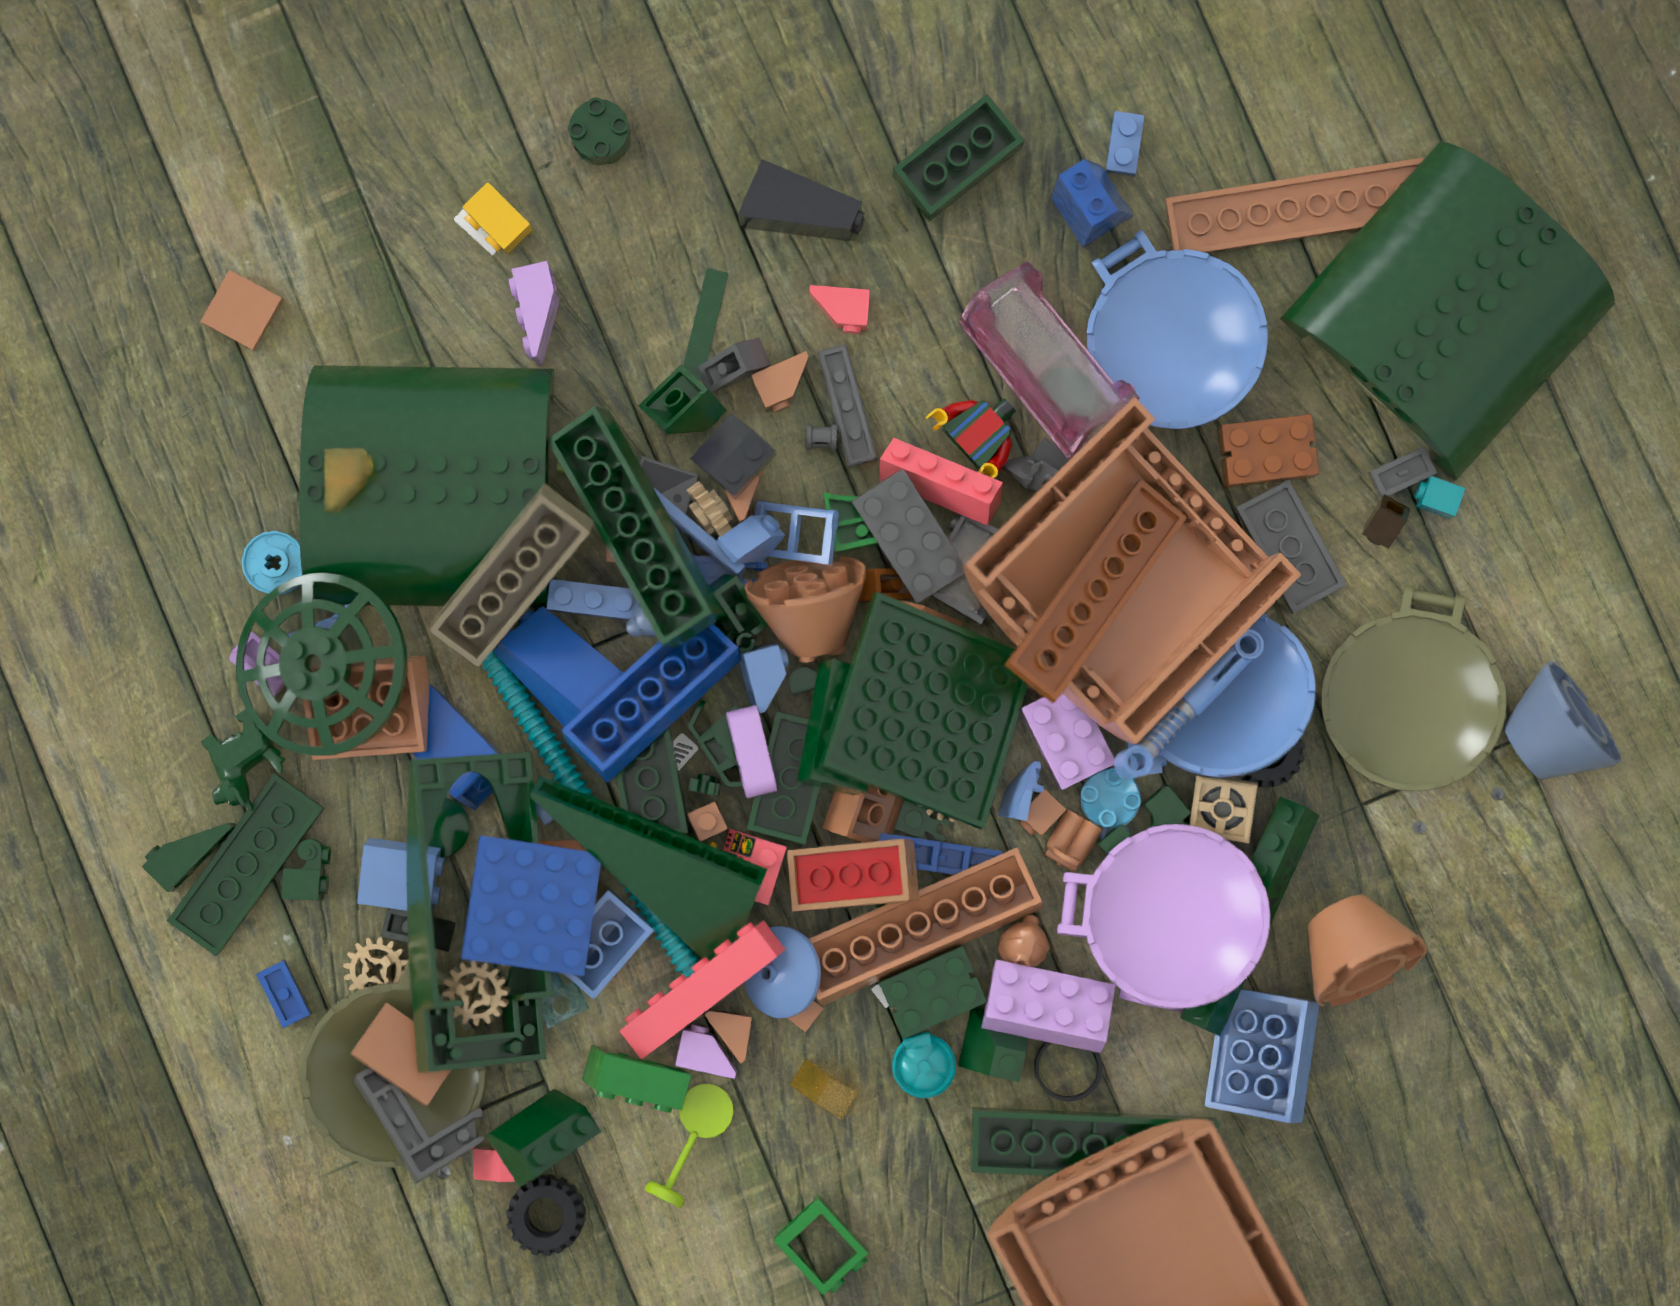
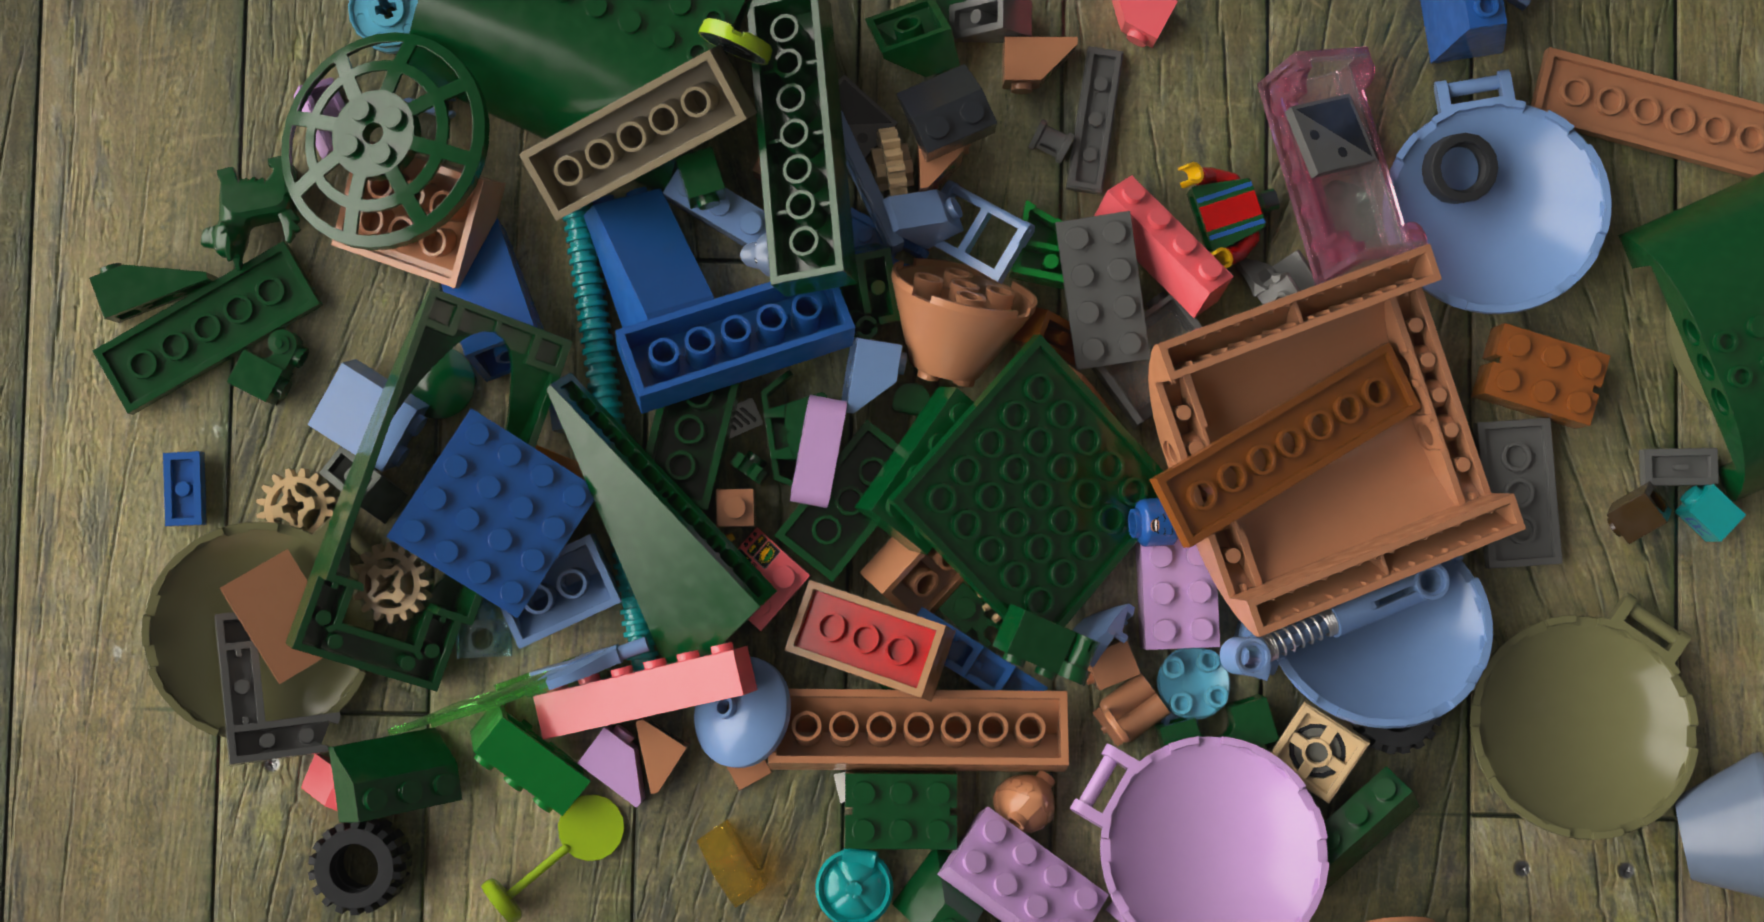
camera: 20 degrees right, 0 degrees up
(555, 476) = (734, 42): none -> lime tile
(573, 587) = (701, 179): none -> dark green brick
(614, 1021) = (532, 683): none -> piece
(985, 820) = (1045, 644): none -> dark green hinge
(1022, 696) = (1151, 524): none -> blue head
(1029, 341) = (1330, 135): none -> dark grey tile
(1150, 302) = (1486, 161): none -> black tyre

